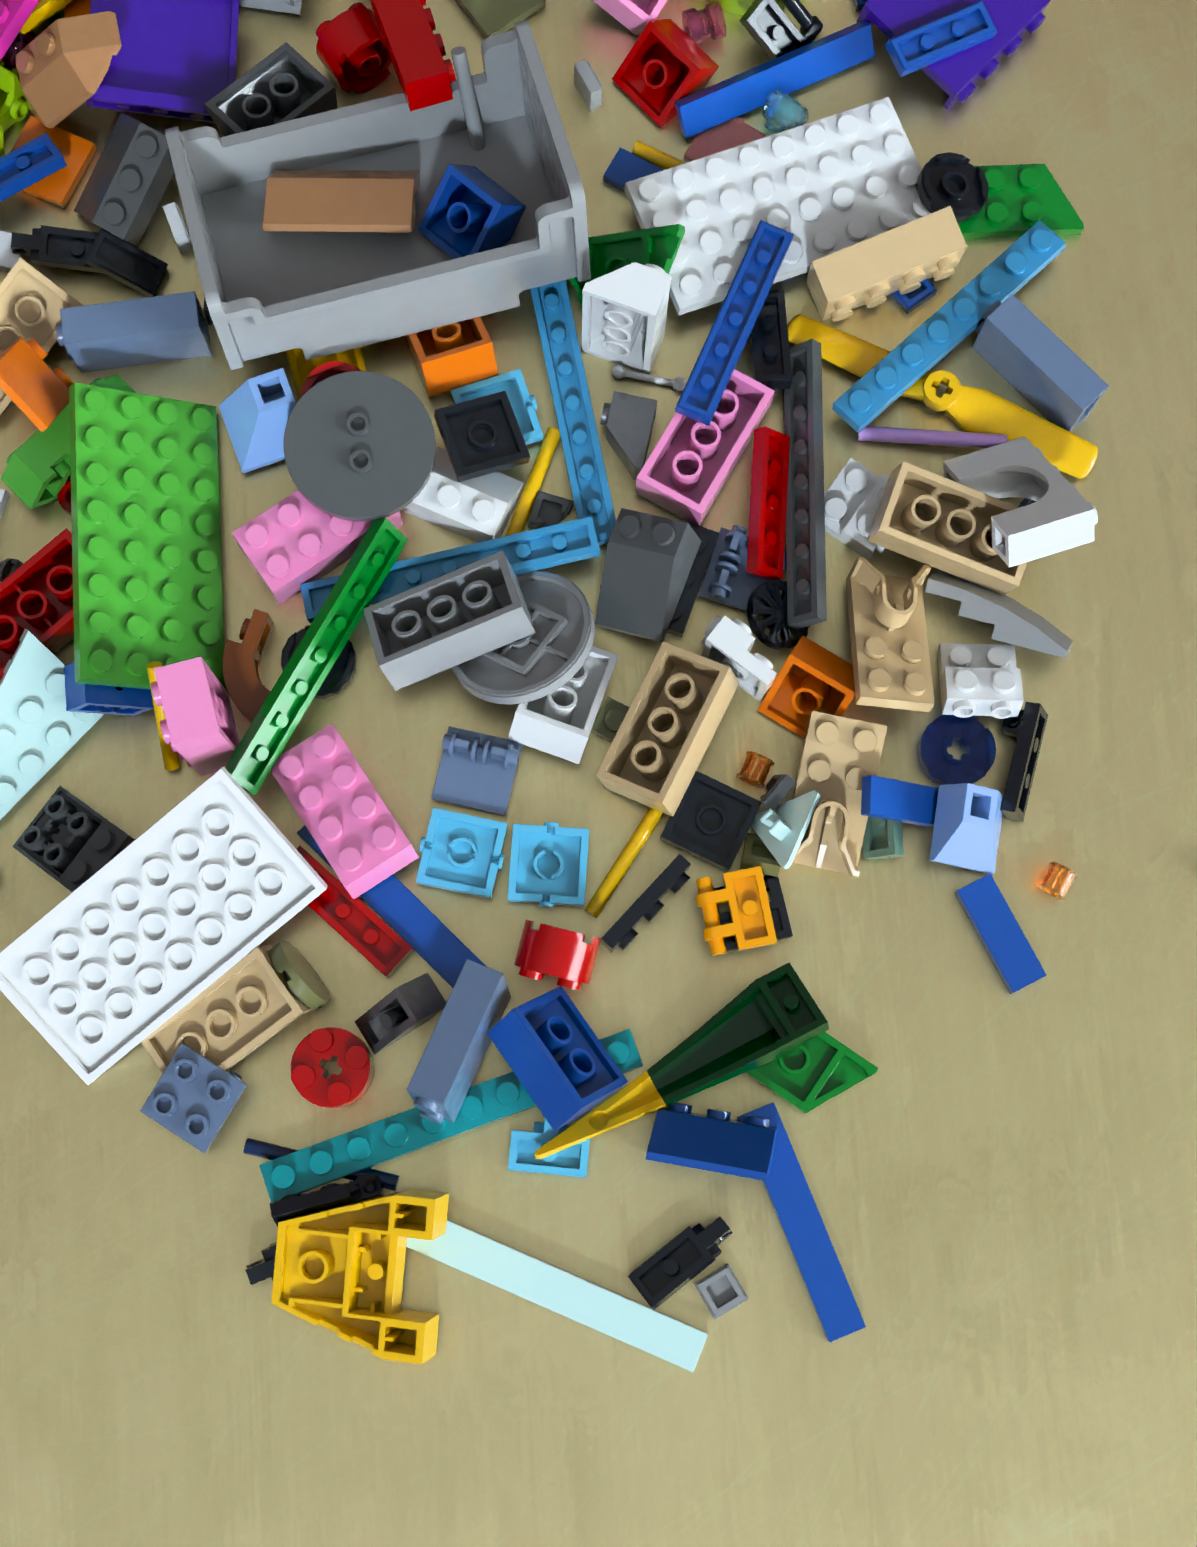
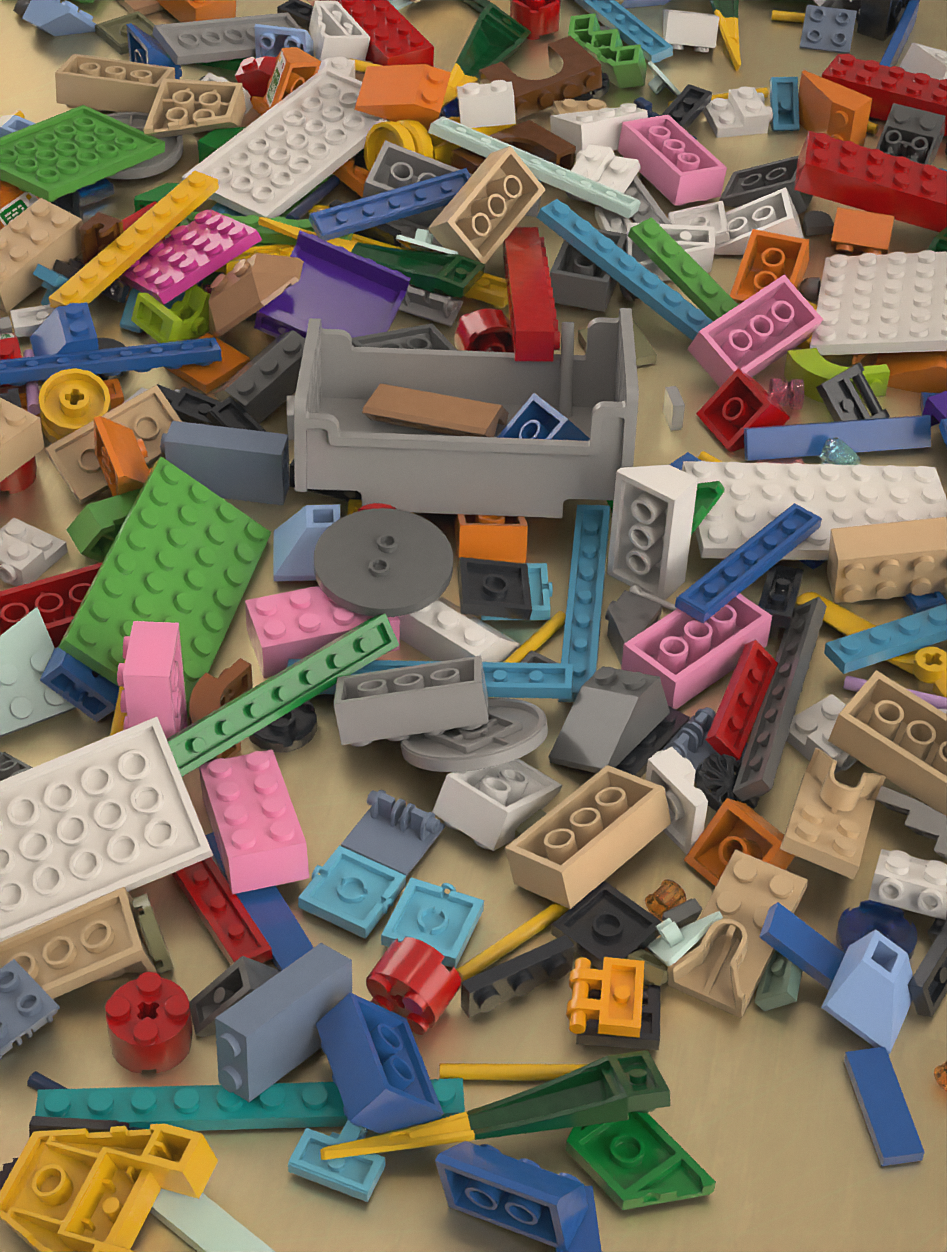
camera: 20 degrees right, 35 degrees down
(678, 1000) = (505, 1072): none -> yellow bar

